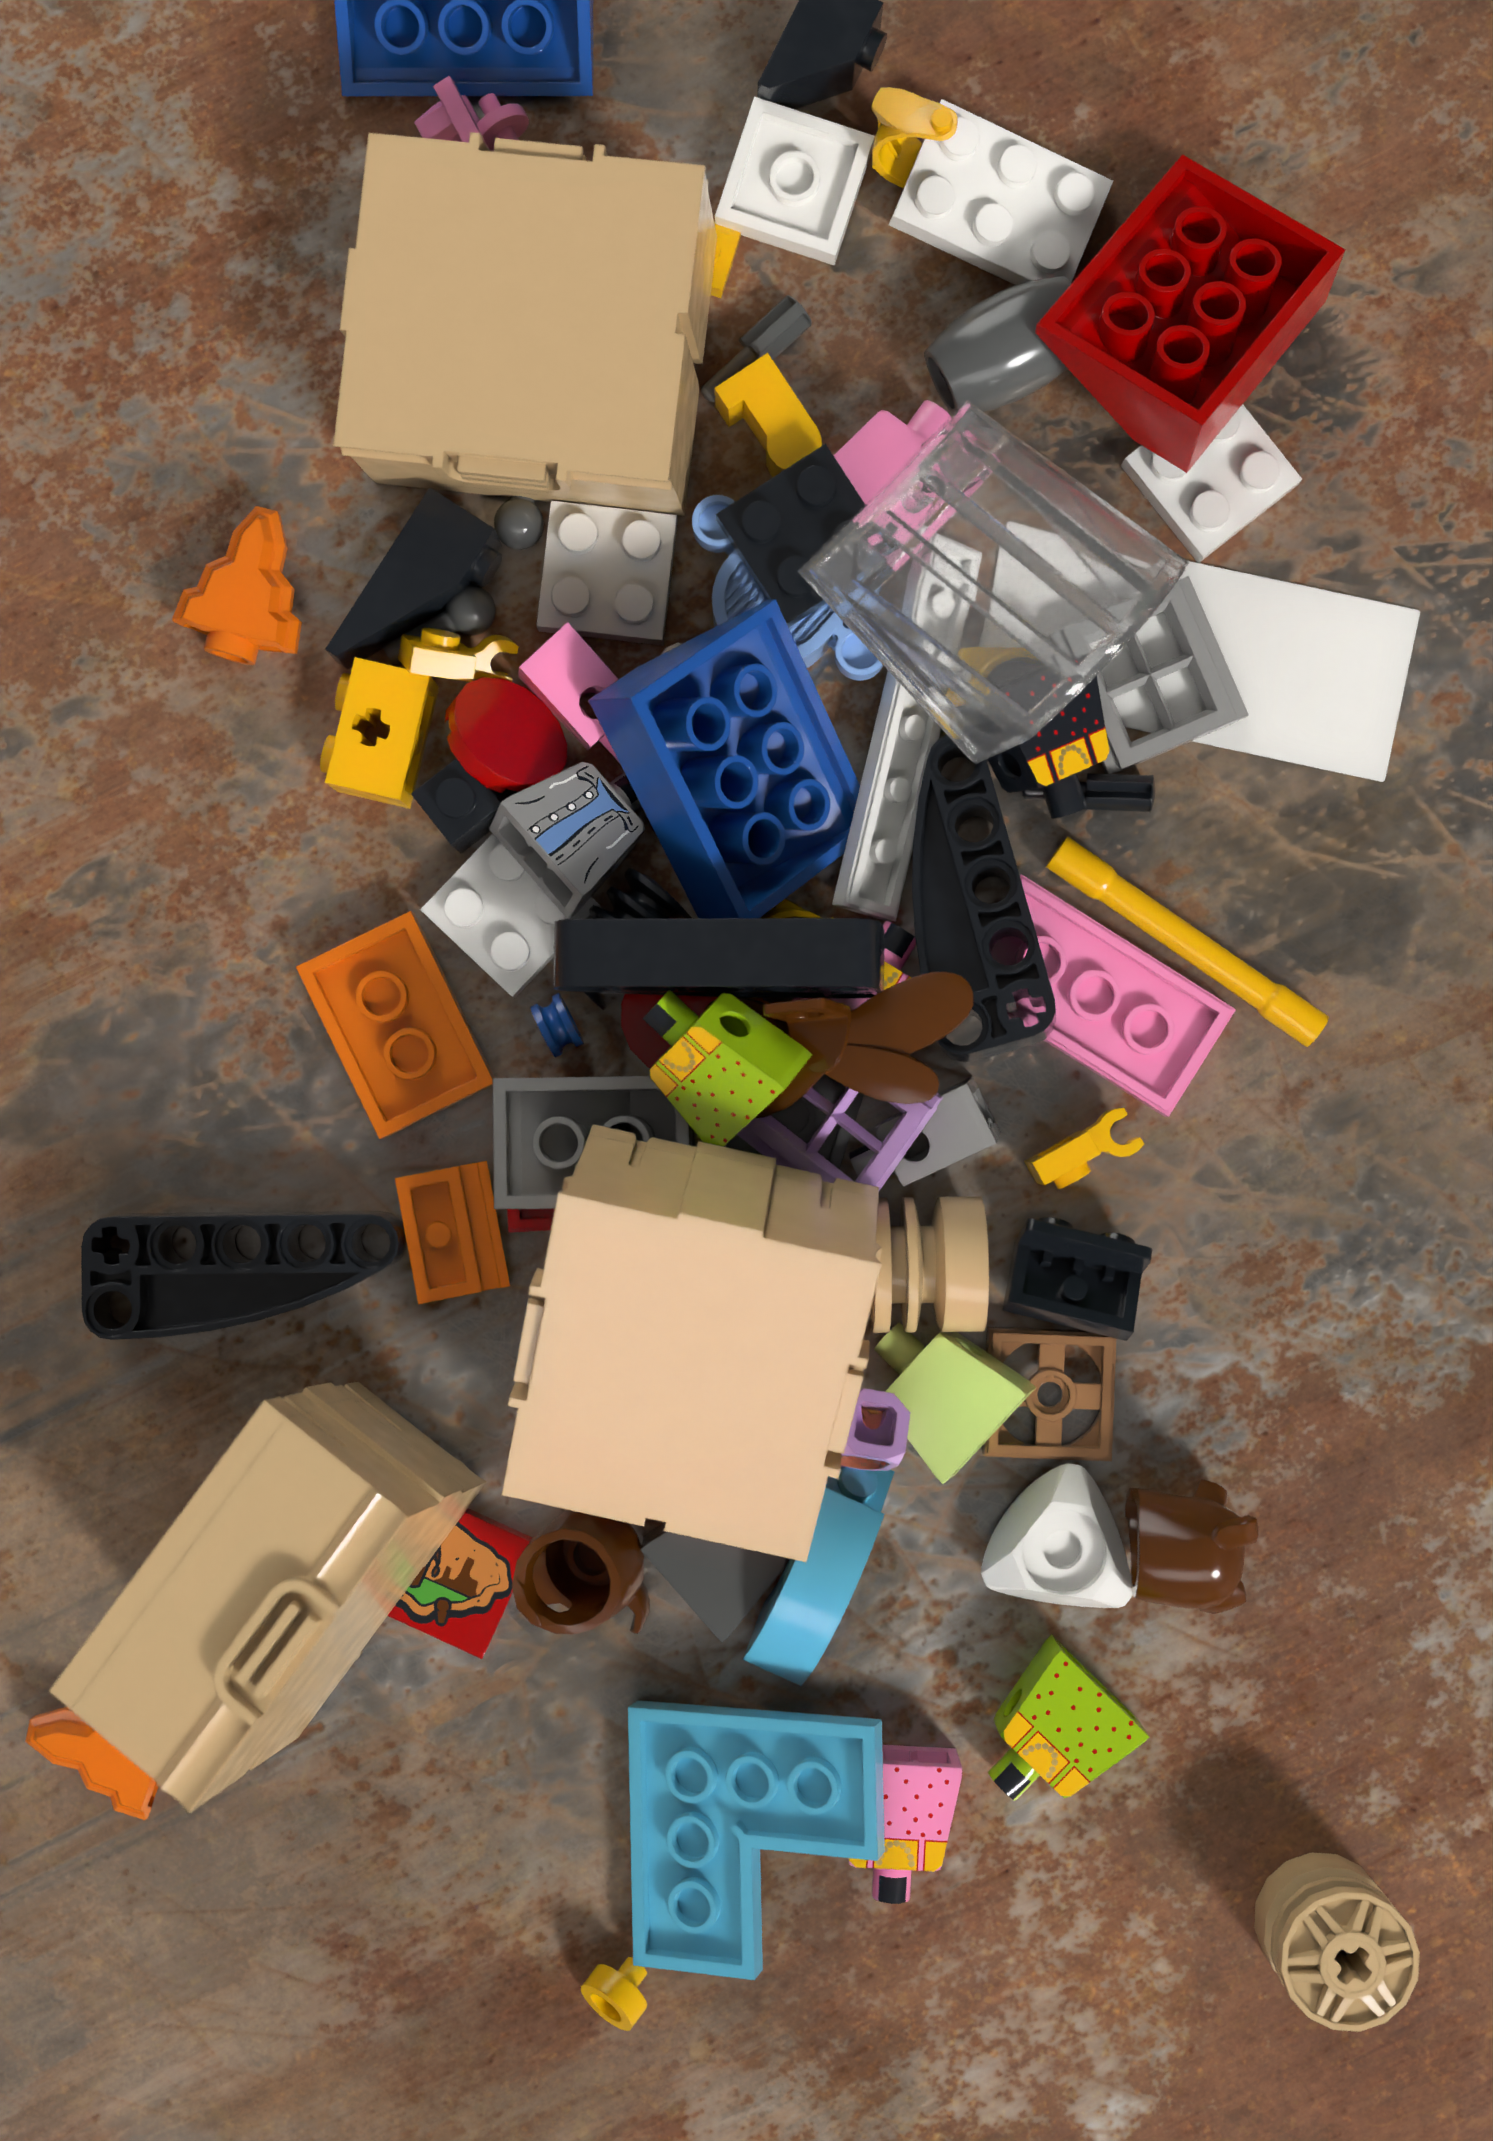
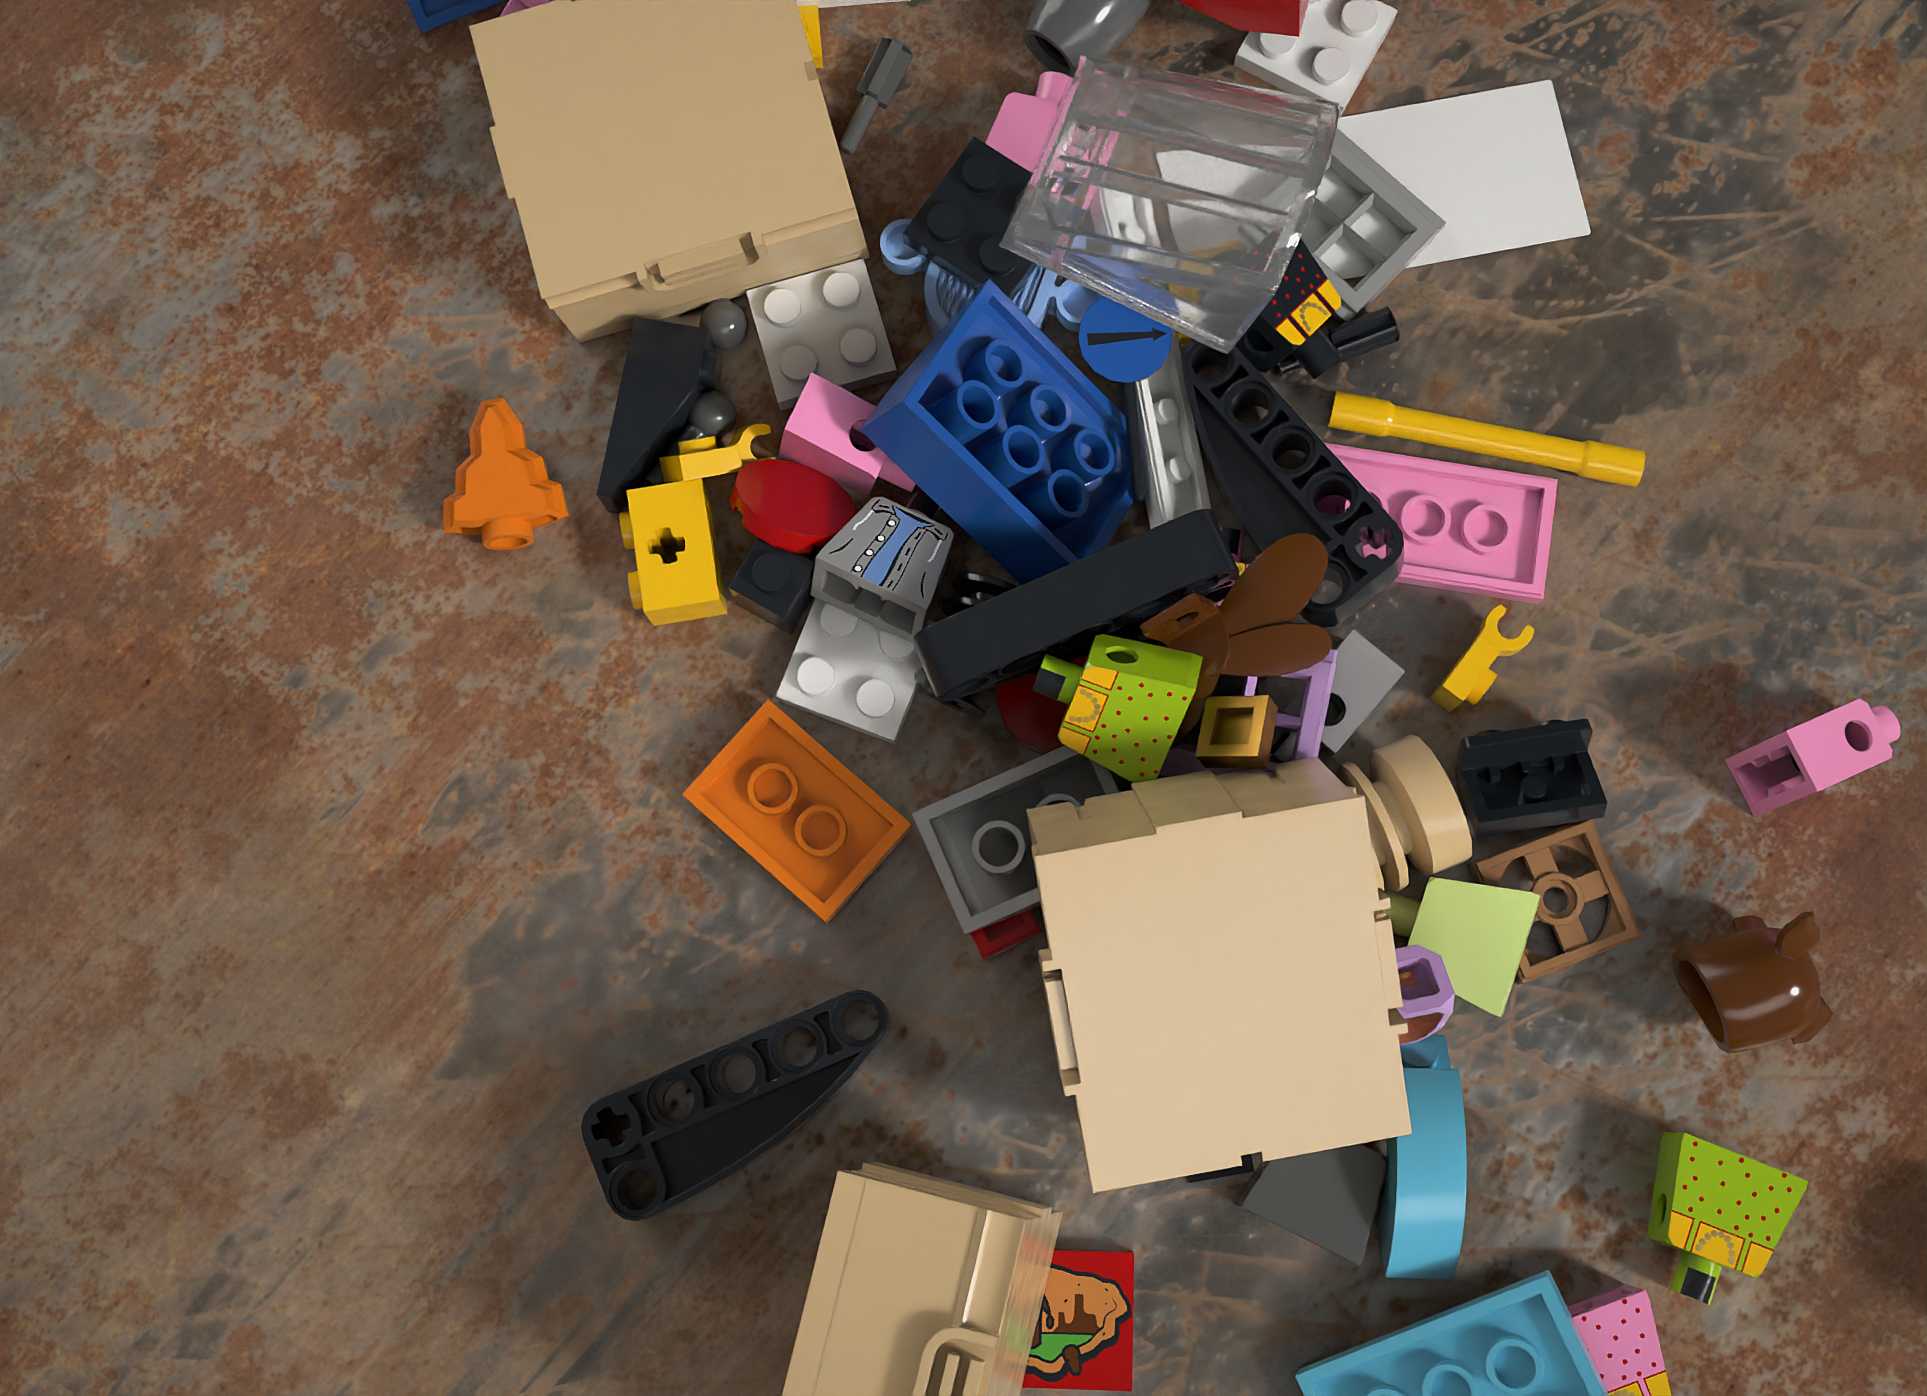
camera: 20 degrees left, 10 degrees down
(452, 1232) = (929, 982): orange plate -> none
(557, 1025) = (947, 748): blue bush -> none
(587, 1567) = (1197, 1248): reddish brown piece -> none
(771, 412) = (907, 138): yellow leg -> none
(815, 1134) = (1237, 731): none -> pearl gold plate
(882, 720) = (1124, 350): none -> blue piece
(1059, 1545) = (1632, 1039): white hat -> none
(1344, 1368) = (1824, 750): none -> bright pink torso

